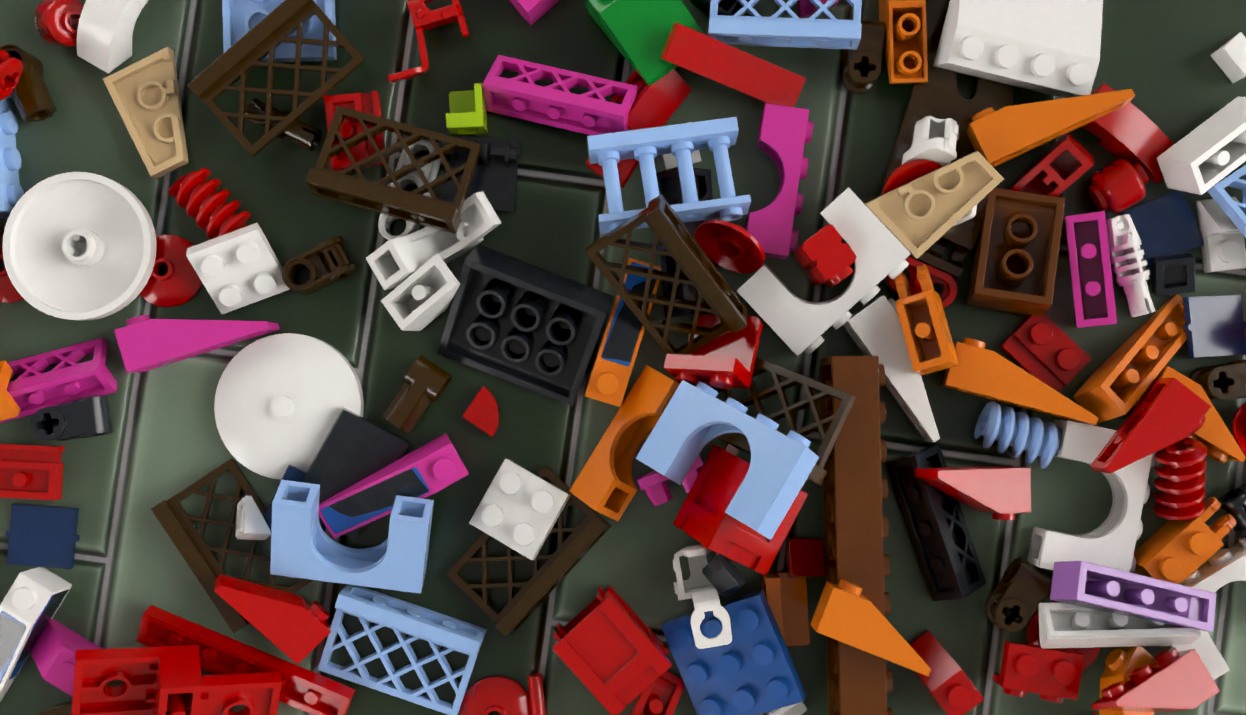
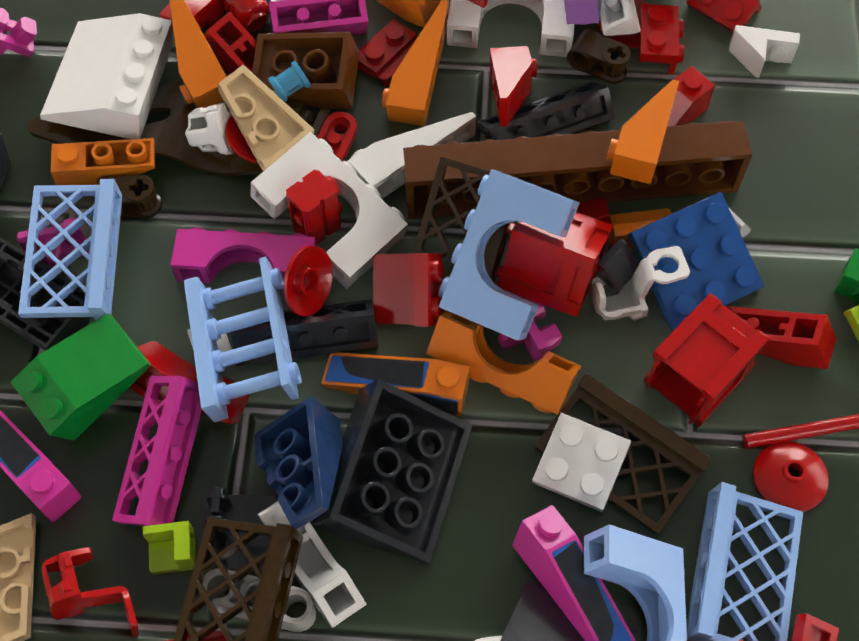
camera: 95 degrees left, 25 degrees down
(422, 295) = (367, 564): white slope -> none
(422, 386) = (466, 571): dark brown piece -> none
(484, 412) = (486, 509): red tile -> none
(533, 235) = (301, 459): none -> dark blue wedge
(690, 258) = (322, 305): dark brown fence -> none
(732, 67) = (133, 295): red tile -> none
(924, 325) = (372, 123): orange hinge -> none
(985, 232) = (289, 81): none -> dark azure bush
(1019, 432) = (462, 63): light blue piece -> none

